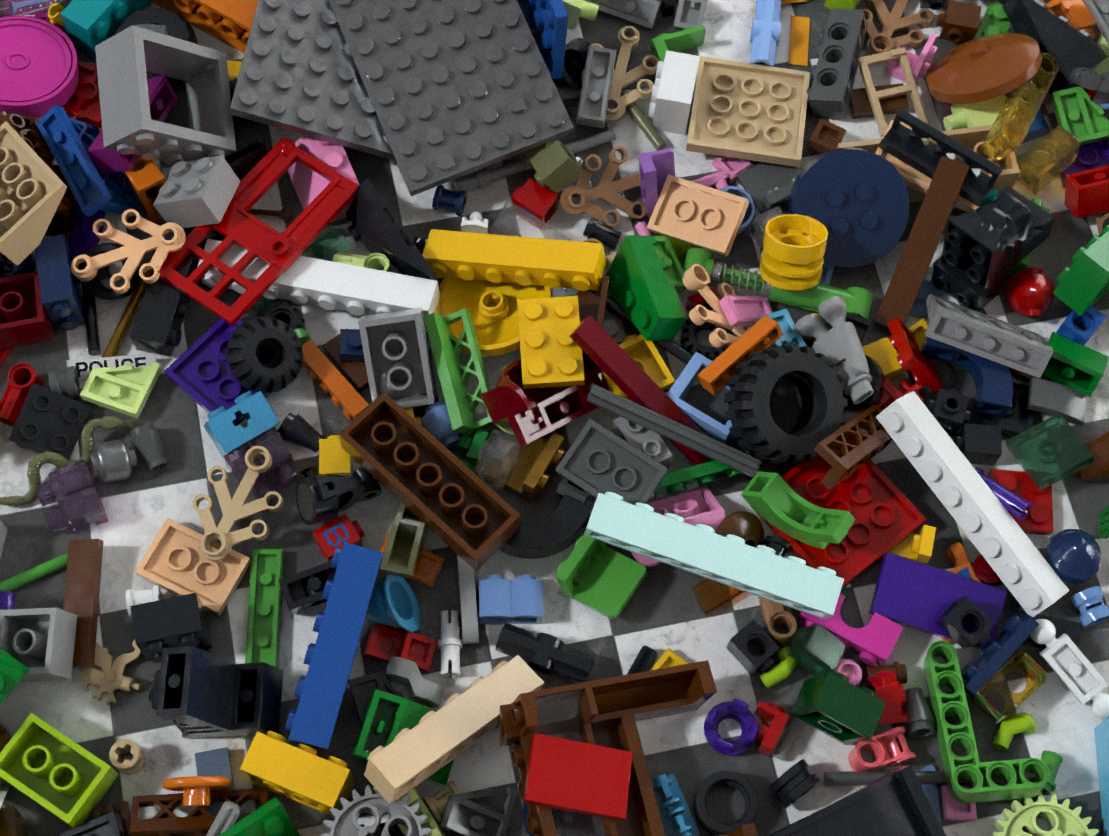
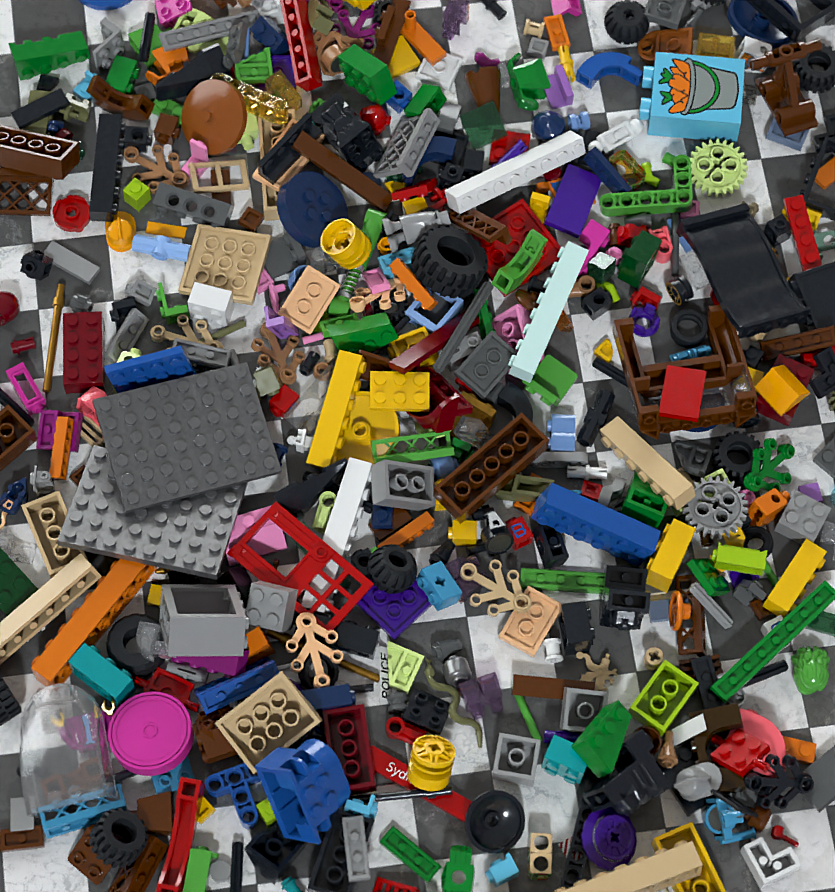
camera: 85 degrees left, 0 degrees up
(952, 618) = (589, 186): black brick -> none

